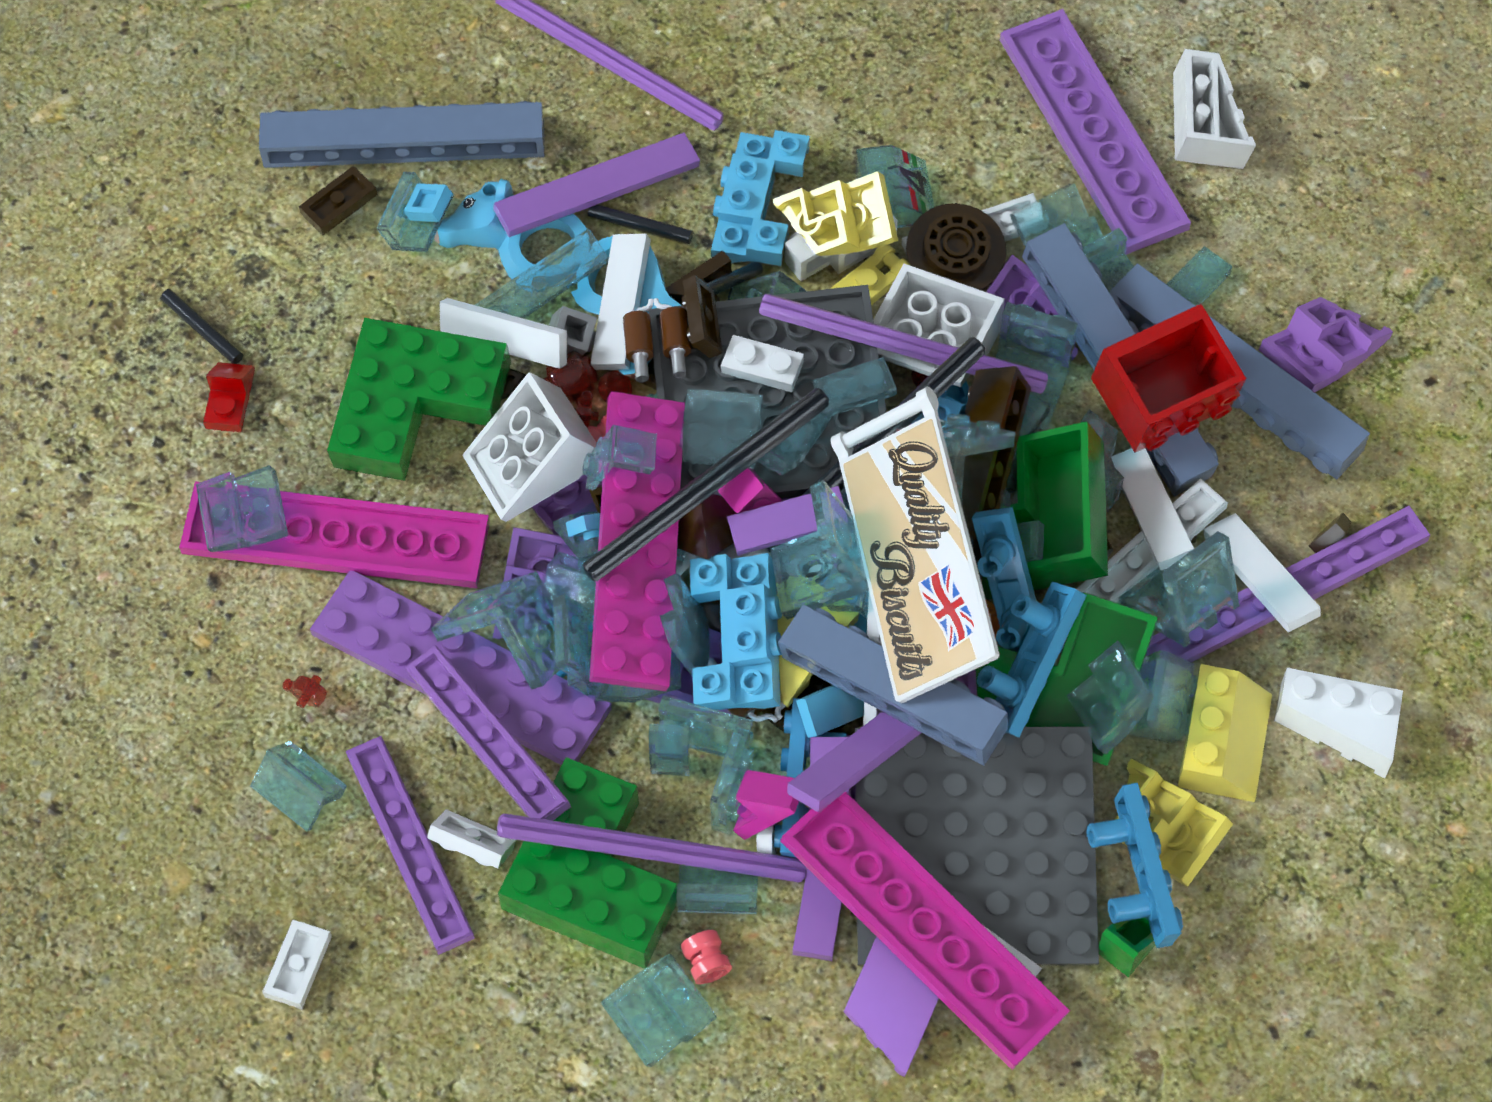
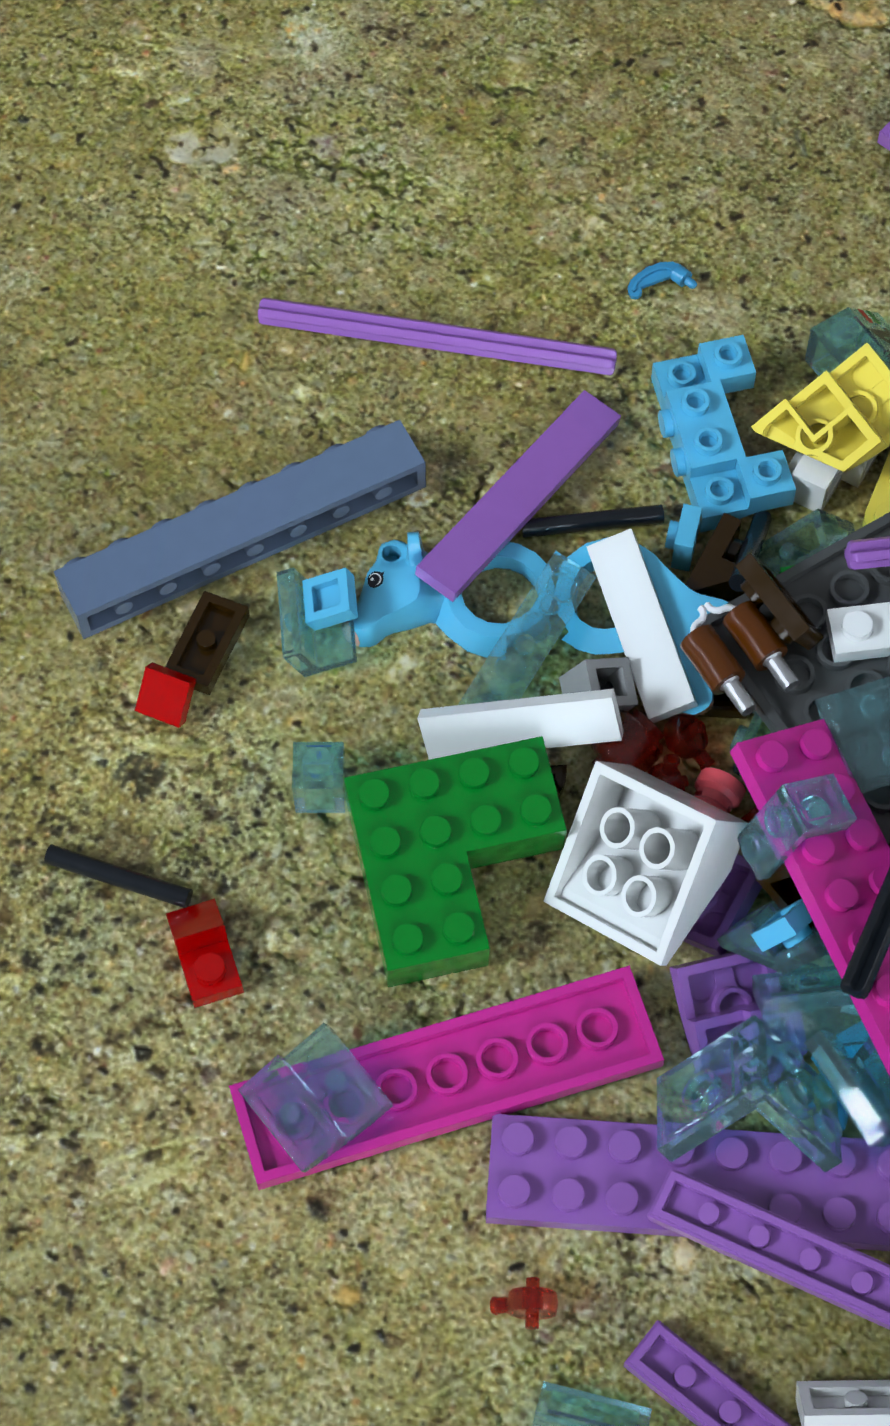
camera: 25 degrees left, 0 degrees up
(292, 223) = (165, 694): none -> red tile
(352, 309) = (319, 777): none -> clear light blue brick
(692, 255) = (683, 537): none -> medium azure plate
(786, 73) = (658, 273): none -> dark azure piece

